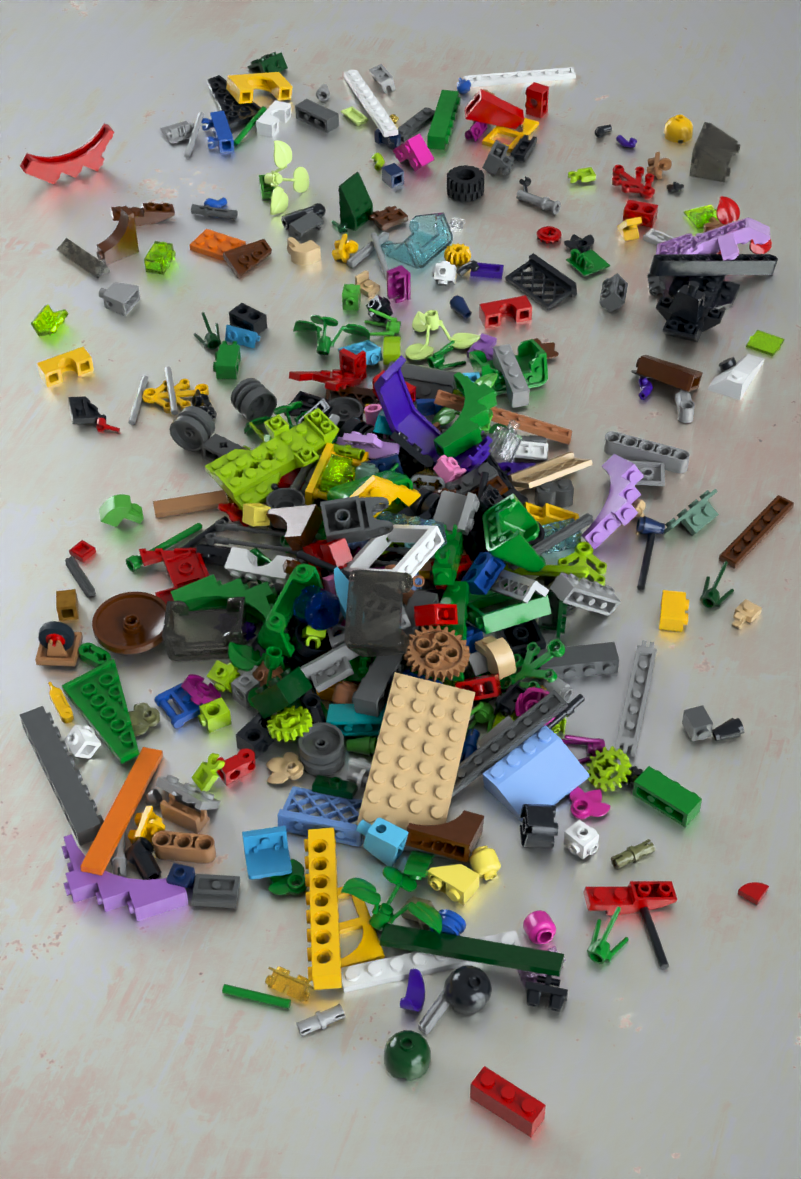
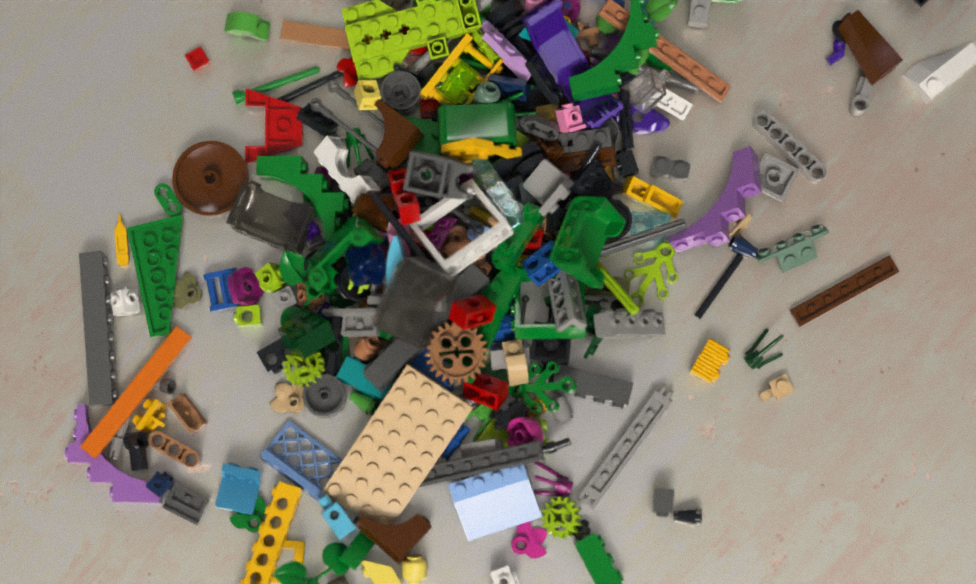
camera: 25 degrees right, 35 degrees up
(58, 645) = (138, 179): plate -> none
(67, 605) = (161, 128): pearl gold brick -> none
(80, 577) = (184, 92): dark grey axle -> none
(202, 800) = (198, 400): light grey wing -> none
(206, 773) = (219, 380): lime plate -> none
(237, 766) = (252, 380): red leg -> none
(334, 787) = (323, 437): dark green plate -> none
(359, 771) = (349, 430): white hips -> none
(538, 825) = (472, 554): black brick -> none
(547, 471) = (676, 134): tan fence -> none
(728, 363) = (939, 51): black tile -> none

